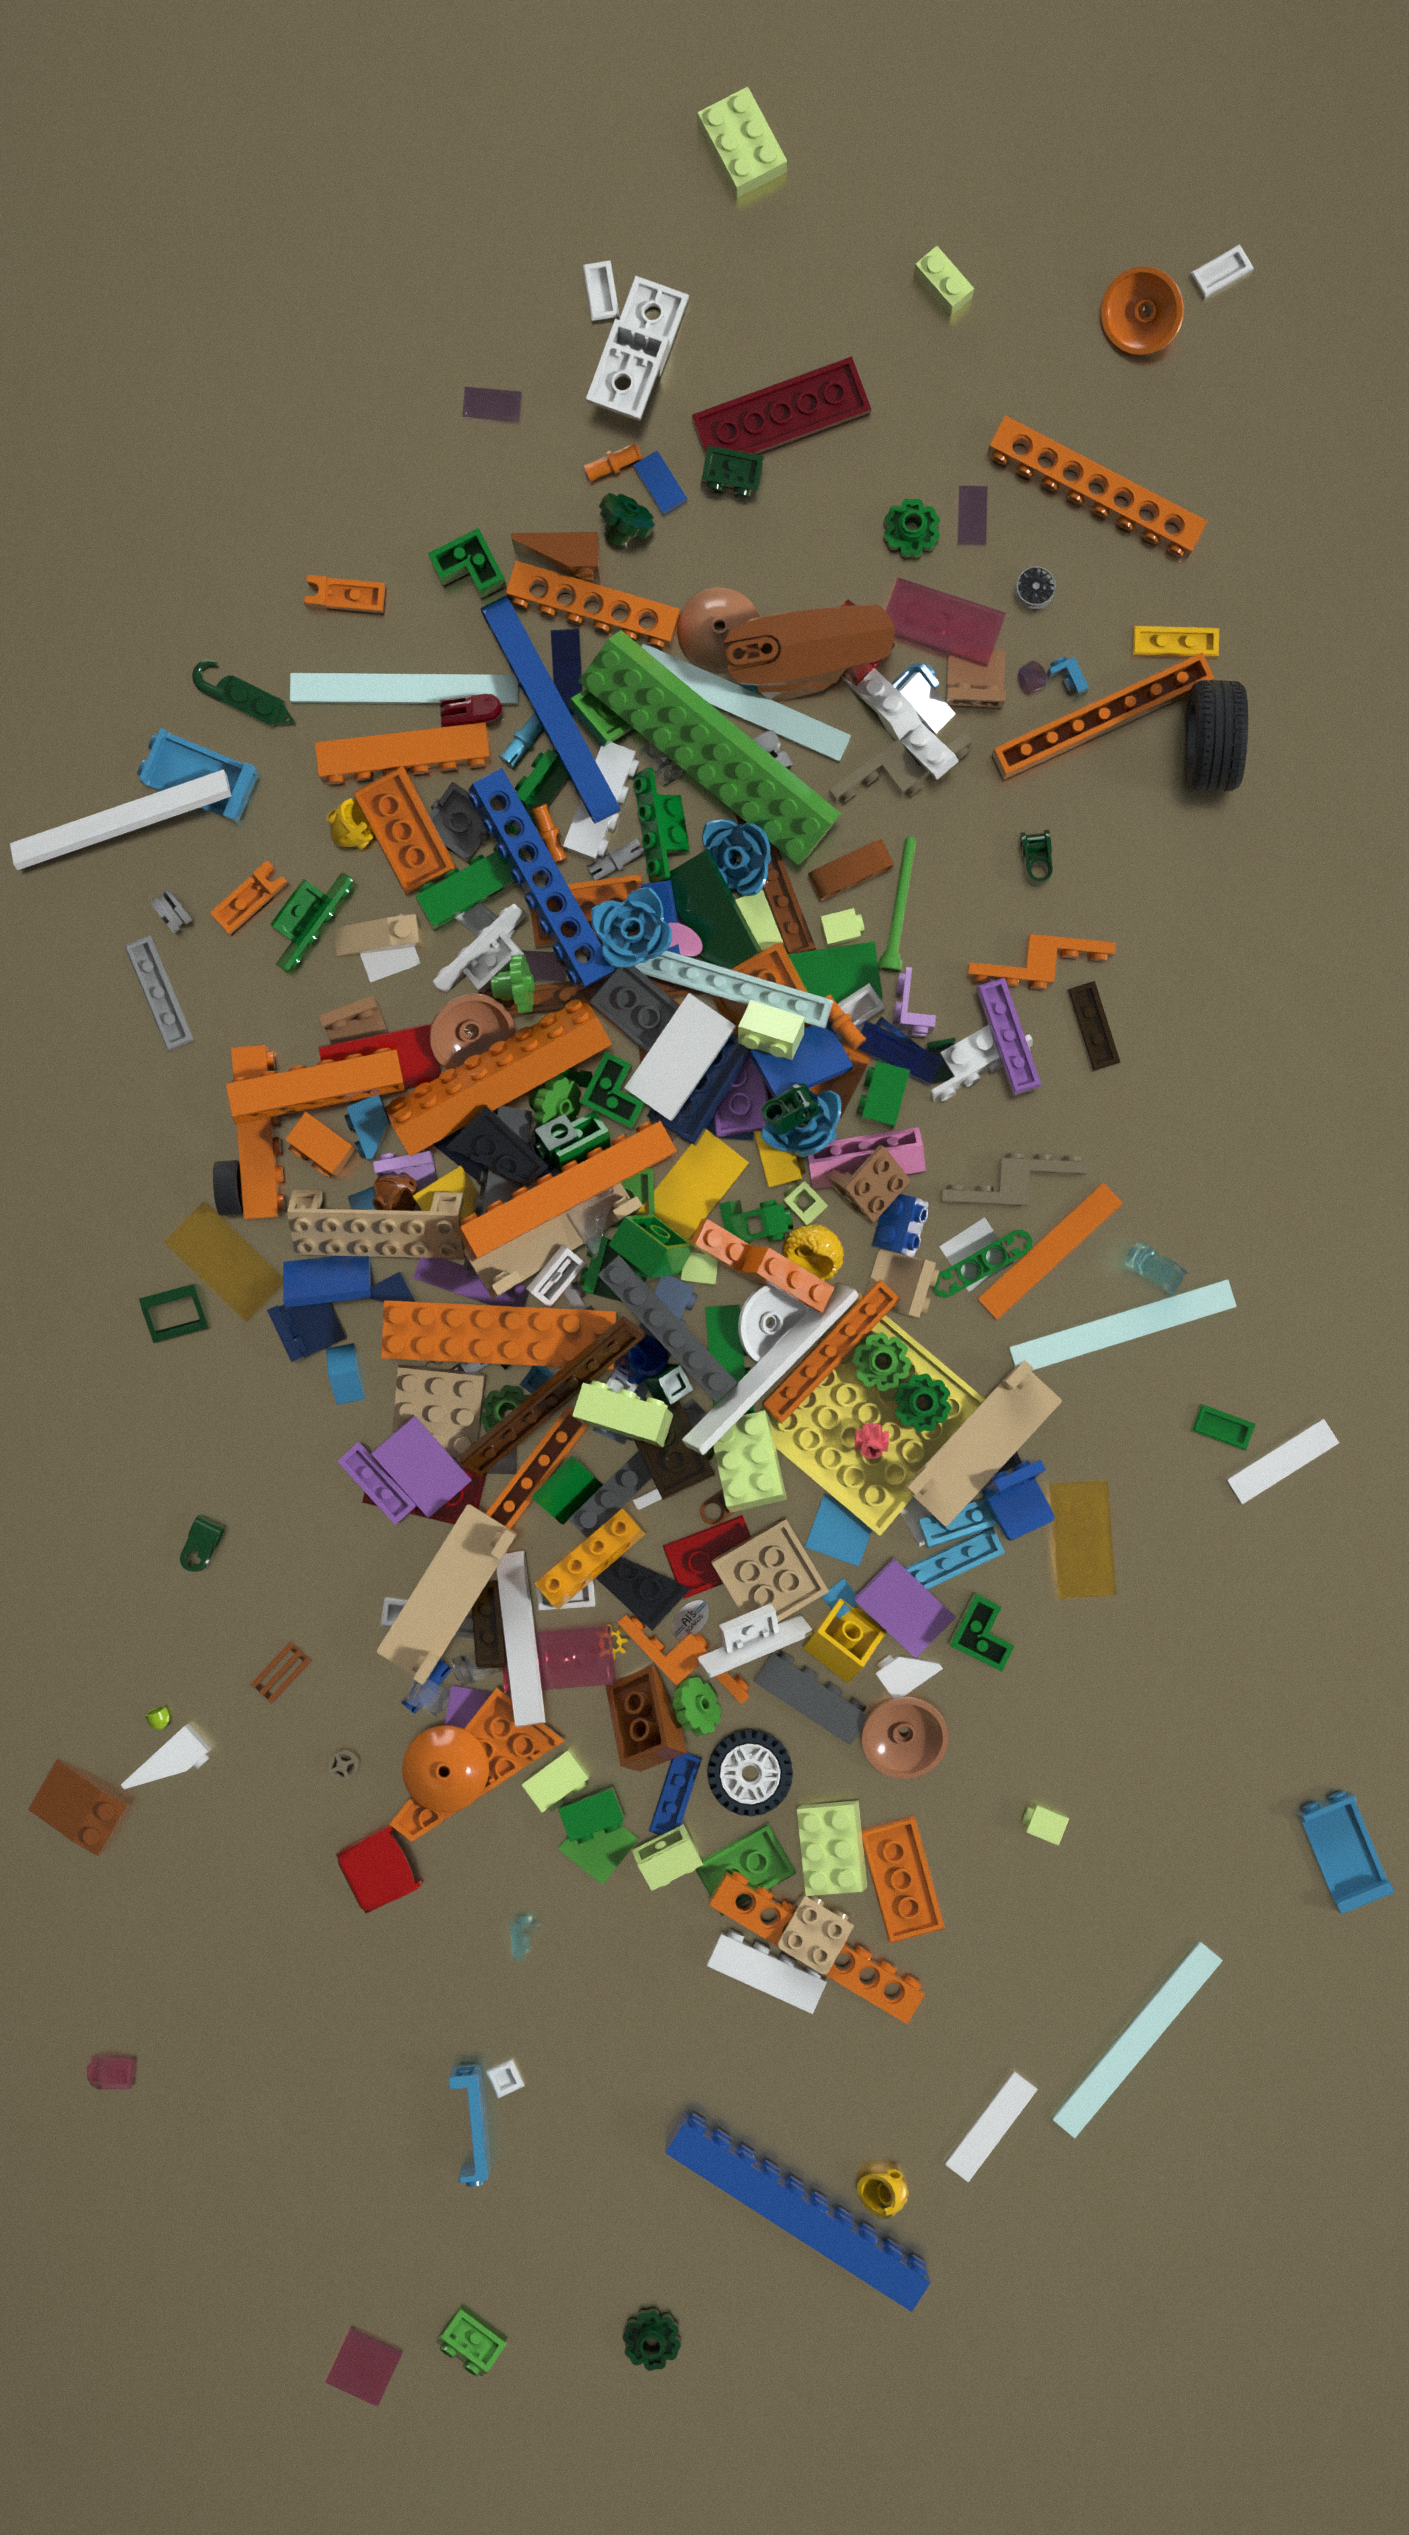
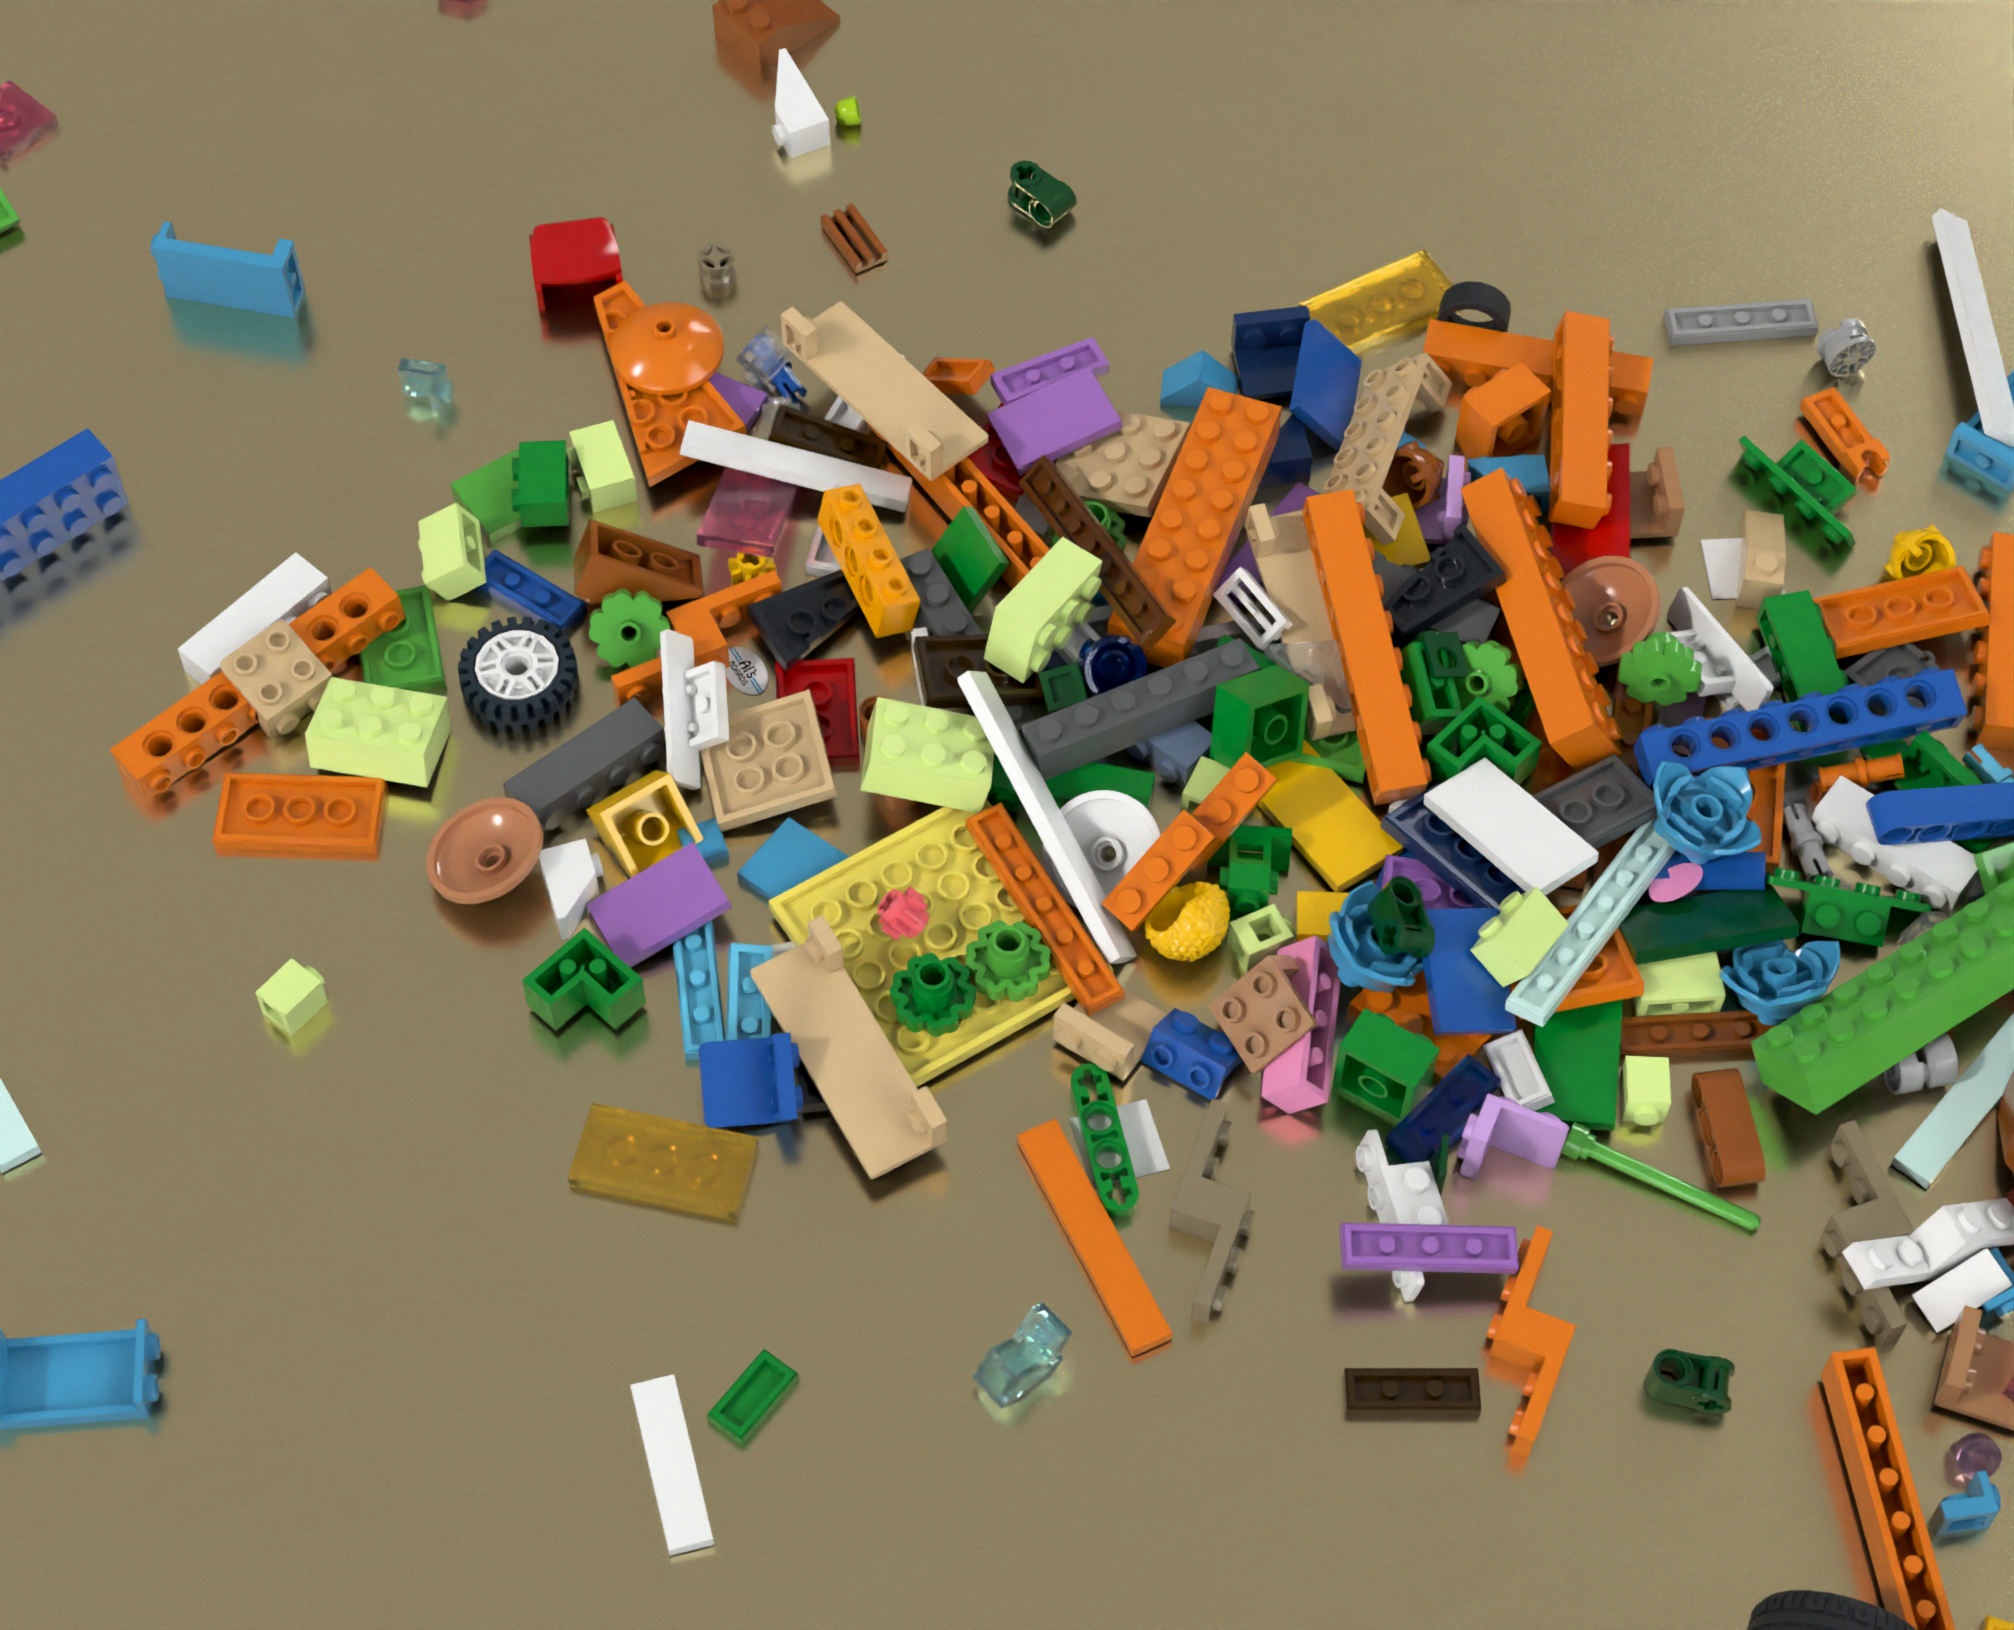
camera: 100 degrees right, 30 degrees down
(169, 1297) = (1341, 263): dark green tile -> none
(398, 1552) = (959, 374): none -> orange tile
(505, 2078) = (265, 333): white tile -> none
(842, 1023) = (1505, 1041): orange pin -> none
(1125, 1326) = (949, 1307): light aqua tile -> none

